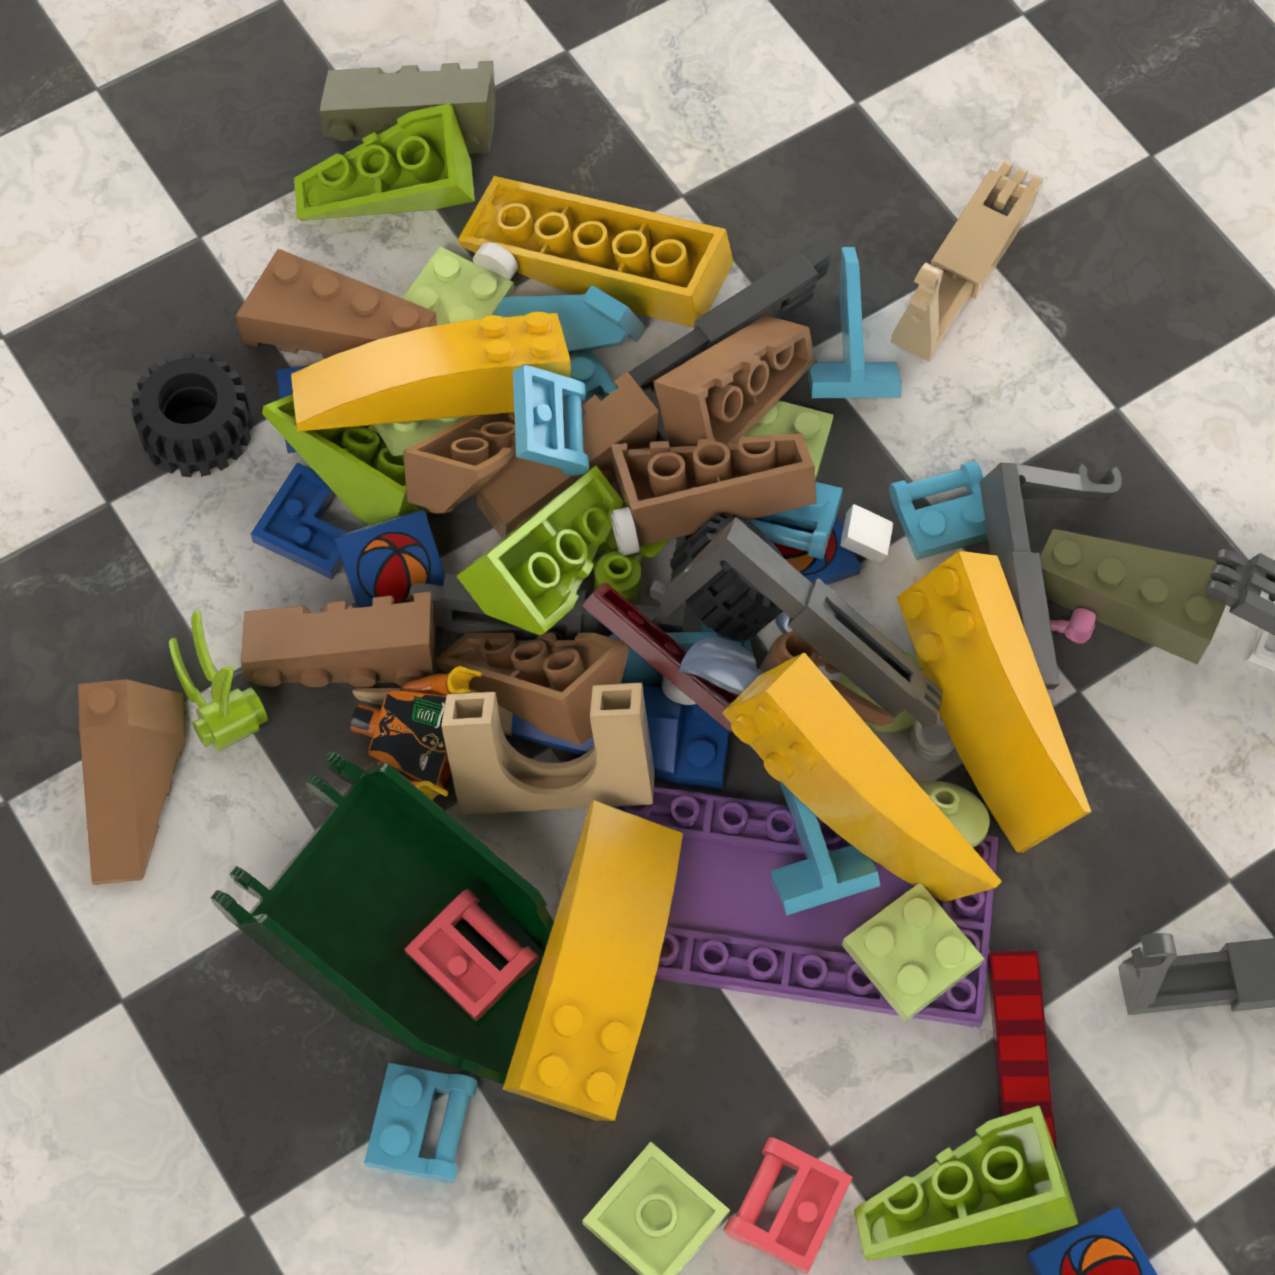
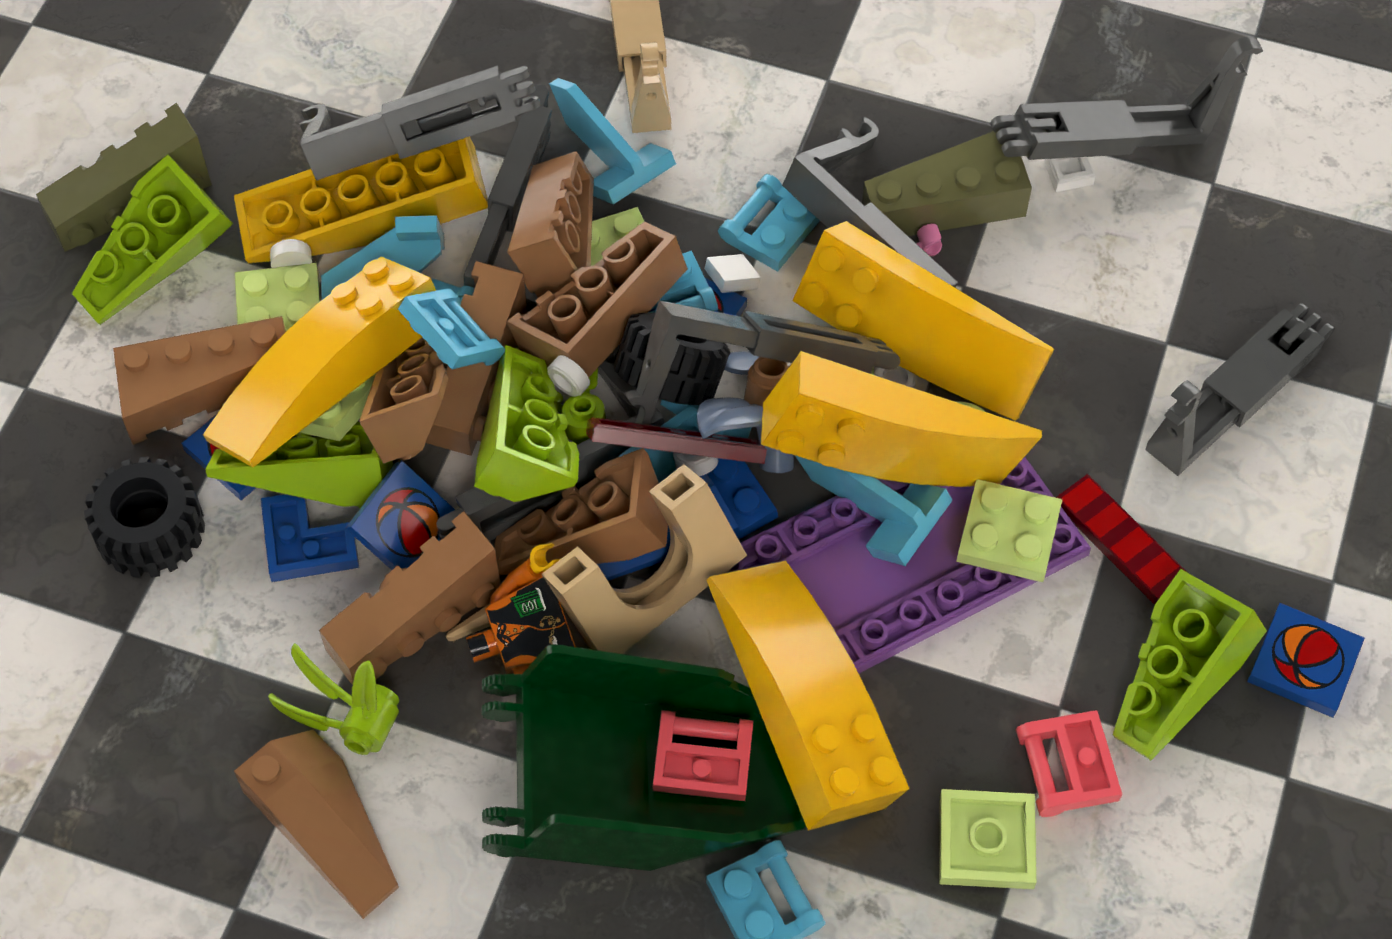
camera: 35 degrees left, 5 degrees down
(679, 207) = (416, 121): none -> dark grey hinge

